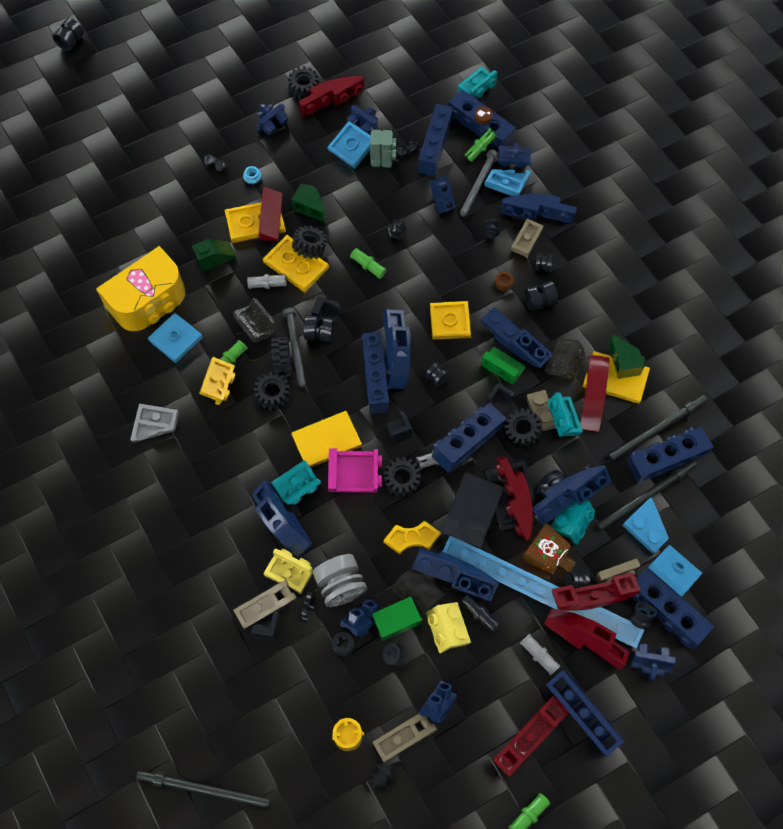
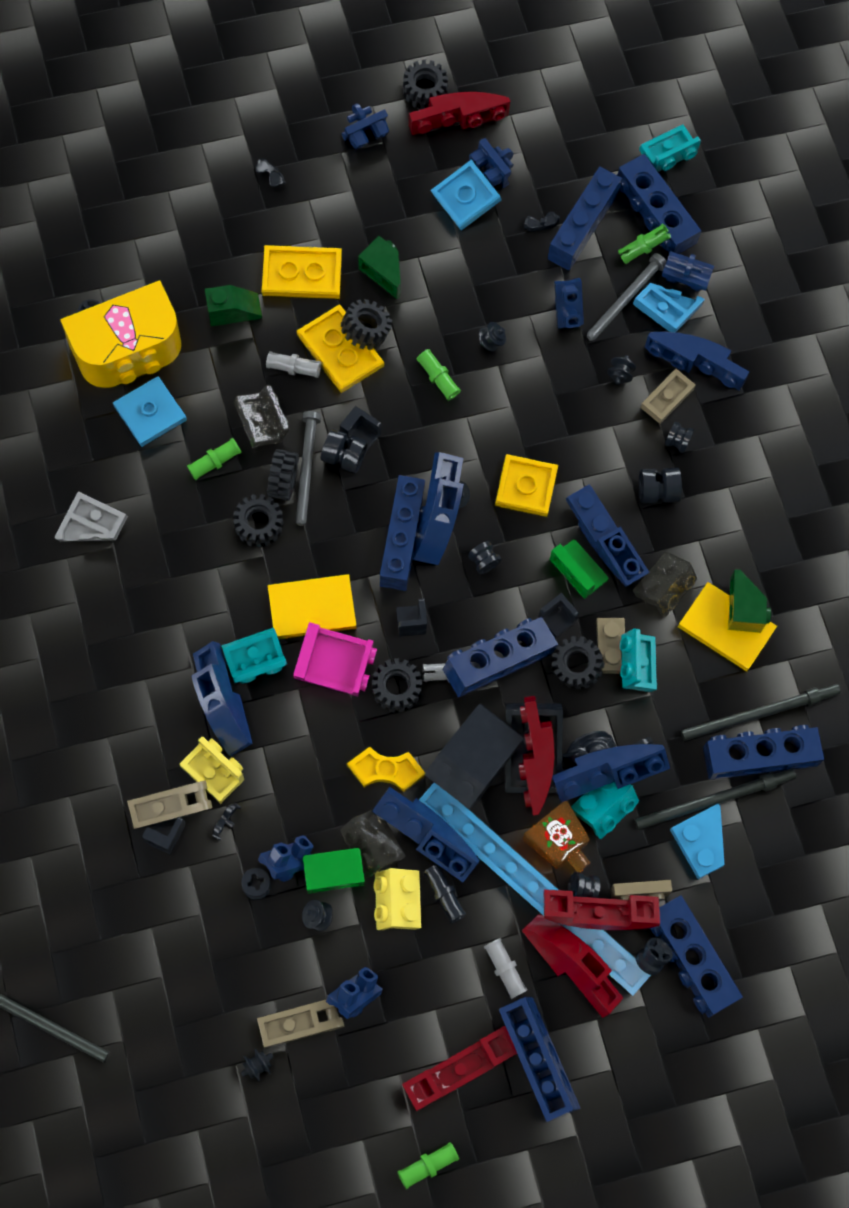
camera: 10 degrees right, 5 degrees up
(217, 379) = (188, 487): yellow bracket -> none
(254, 172) = (316, 198): medium azure plate -> none
(270, 215) = (324, 270): dark red slope -> none
(339, 580) = (274, 798): light grey wheel -> none
(347, 734) = (228, 1000): yellow piece -> none
(382, 148) = (505, 213): sand green brick -> none
(483, 115) = (660, 201): reddish brown tile -> none
(504, 281) = (617, 449): reddish brown tile -> none
(594, 393) = (689, 640): dark red slope -> none
(652, 663) = (647, 1021): dark blue hips -> none
(675, 570) = (717, 909): dark azure plate -> none

